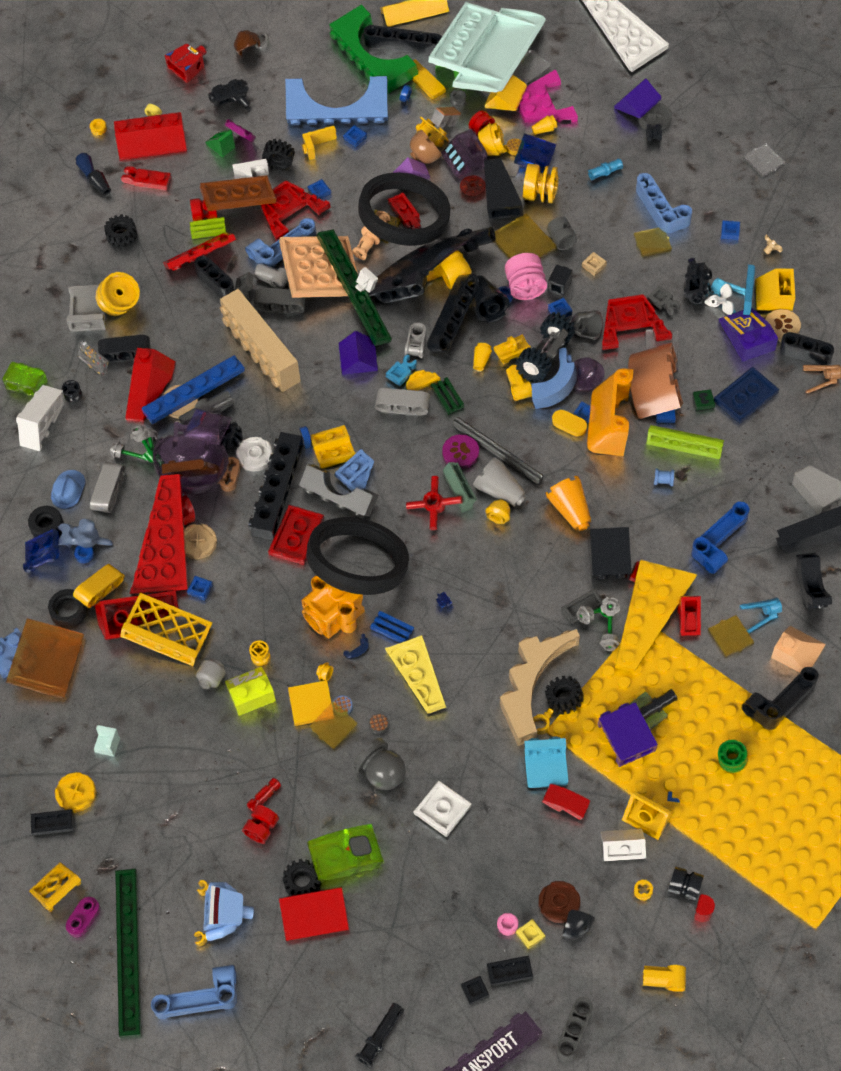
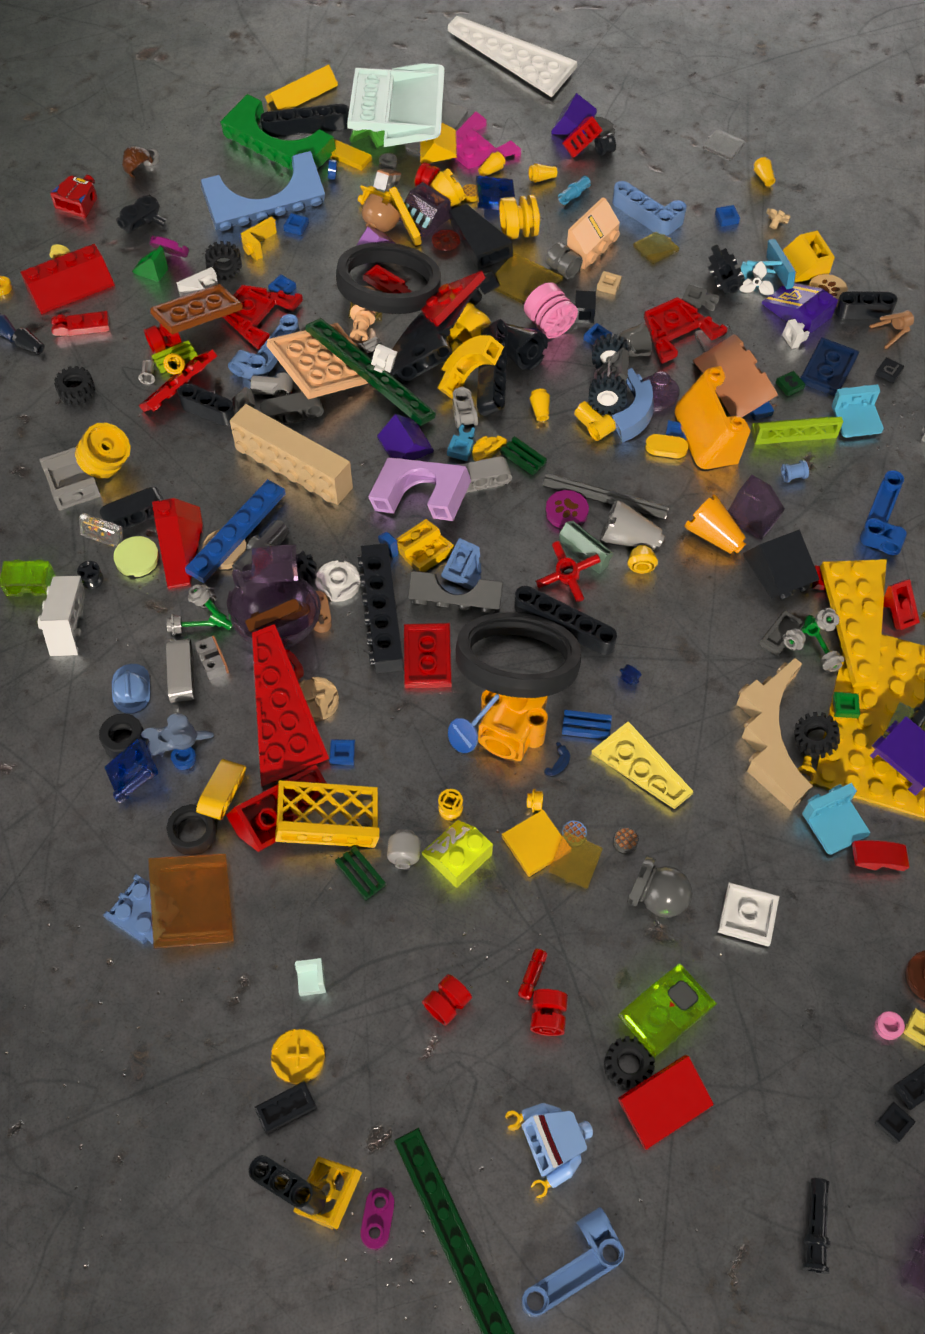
camera: 25 degrees left, 0 degrees up
(29, 870) = (297, 1188): none -> black beam
(111, 387) = (136, 556): none -> yellowish green tile
(135, 484) = (211, 657): none -> flat silver piece
(169, 666) = (347, 856): none -> dark green tile
(180, 236) = (146, 376): none -> light grey piece
(193, 789) = (445, 1001): none -> red wheel
(195, 236) = (174, 358): none -> yellow cone
(292, 601) = (463, 733): none -> blue piece
(338, 383) = (402, 474): none -> lavender arch
(368, 263) = (369, 345): none -> light grey piece
(416, 548) = (576, 619): none -> black beam
(430, 301) = (466, 358): none -> yellow arch
(442, 242) = (450, 297): none -> red wing
(444, 156) = (405, 216): none -> yellow tile
(511, 348) = (570, 387): yellow hips -> none
(585, 144) = (541, 172): none -> yellow cone
(597, 215) = (593, 232): none -> light nougat slope
(601, 679) = (846, 705): none -> green tile
(614, 498) = (756, 507): none -> clear purple slope
(643, 108) = (592, 130): none -> red slope
(729, 358) = (794, 333): none -> white tile
(746, 442) = (858, 410): none -> medium azure bracket
(785, 195) = (764, 170): none -> yellow cone
(797, 413) = (889, 370): none -> black tile

